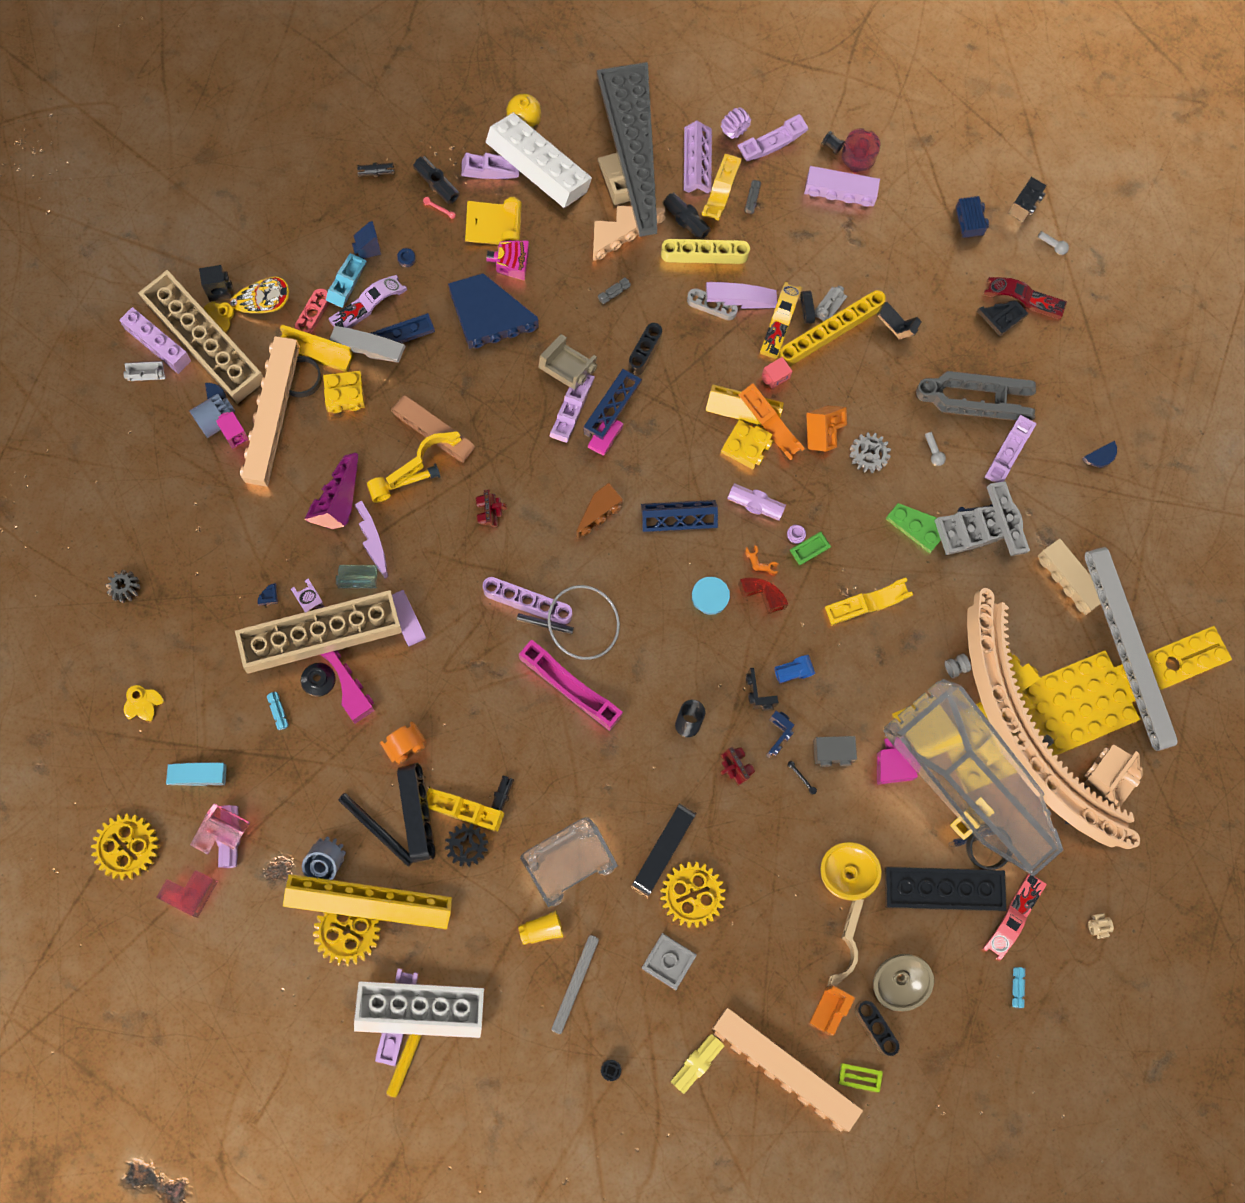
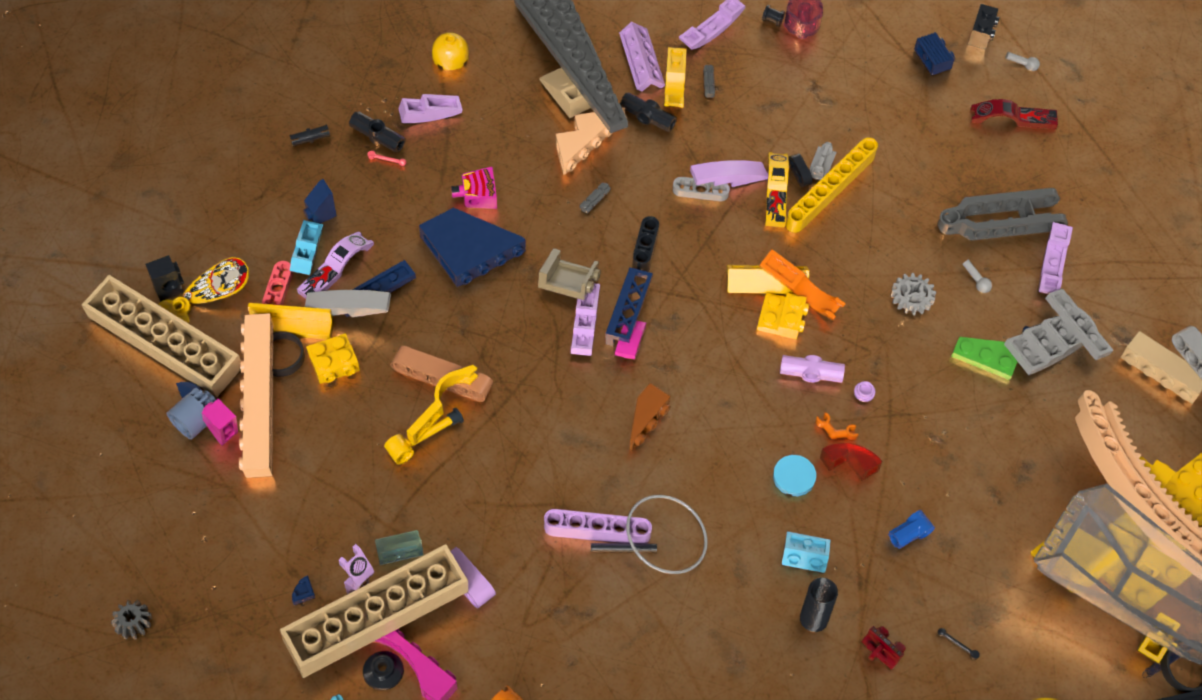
camera: 10 degrees left, 15 degrees down
(144, 371) = (104, 386): light grey hinge -> none
(155, 340) = (110, 351): lavender brick -> none
(337, 499) = (355, 468): magenta wedge -> none
(373, 544) = (408, 507): lavender slope -> none
(406, 257) = (365, 212): dark blue tile -> none
(492, 506) = (523, 433): dark red hips -> none
(493, 222) = (448, 159): yellow door -> none
(538, 160) = (480, 90): white brick -> none
(589, 701) = (708, 620): dark pink arch -> none
(679, 509) = (731, 394): dark blue fence -> none
(698, 666) = (806, 552): none -> medium azure bracket
(713, 248) = (677, 140): light yellow beam -> none
(736, 123) = (671, 16): lavender gear -> none
(764, 703) = (883, 573): black bracket -> none
(776, 373) = (790, 238): coral brick -> none
(782, 721) = (918, 588): dark blue bracket -> none
(810, 548) = (884, 402): bright green tile -> none
(823, 425) = (856, 279): orange panel -> none
(835, 750) = (985, 603): dark grey brick -> none
(842, 186) = (796, 52): lavender brick -> none
(868, 602) = (964, 443): yellow piece -> none
(893, 766) = (1053, 603): dark pink torso -> none
(896, 323) = (898, 168): black bracket -> none
(957, 665) = (1084, 480): light grey wheel -> none
(1003, 316) = (999, 137): black wing -> none
(1103, 456) = (1148, 245): dark blue tile -> none

